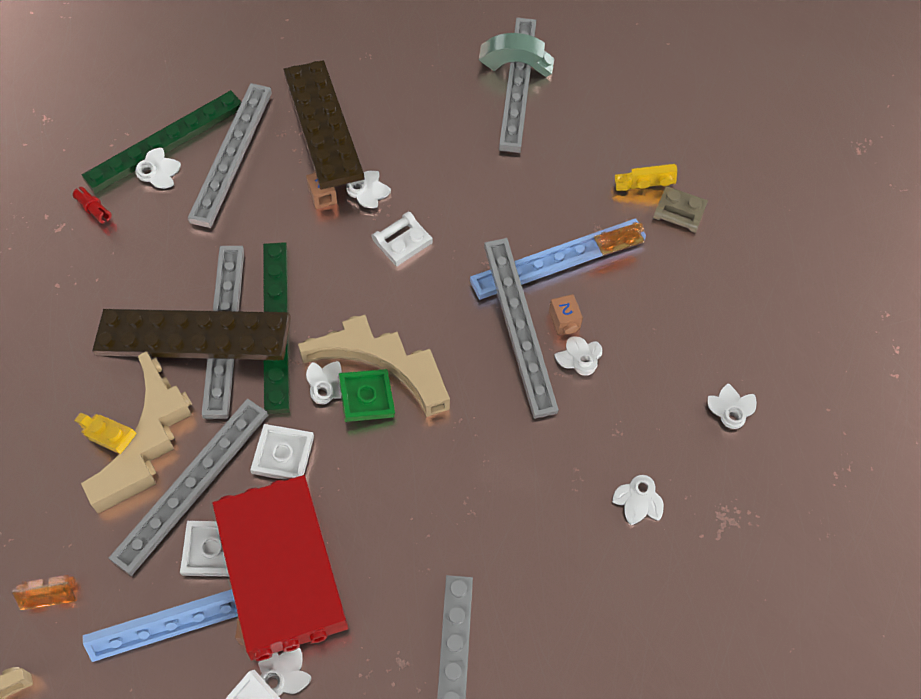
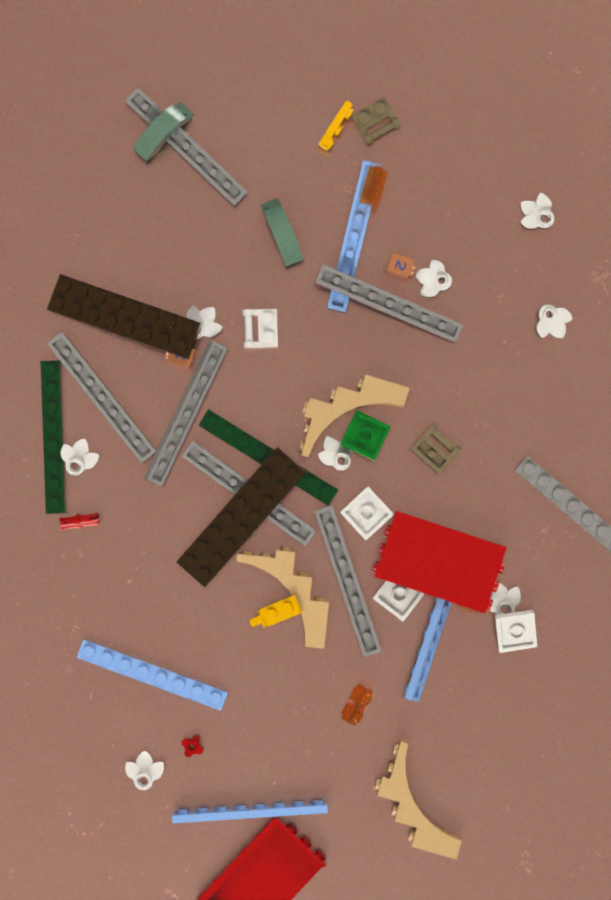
camera: 50 degrees left, 25 degrees up
(266, 225) = (185, 413): none -> light grey plate
(397, 474) = (431, 453): none -> dark tan plate
(506, 193) = (282, 232): none -> sand green arch

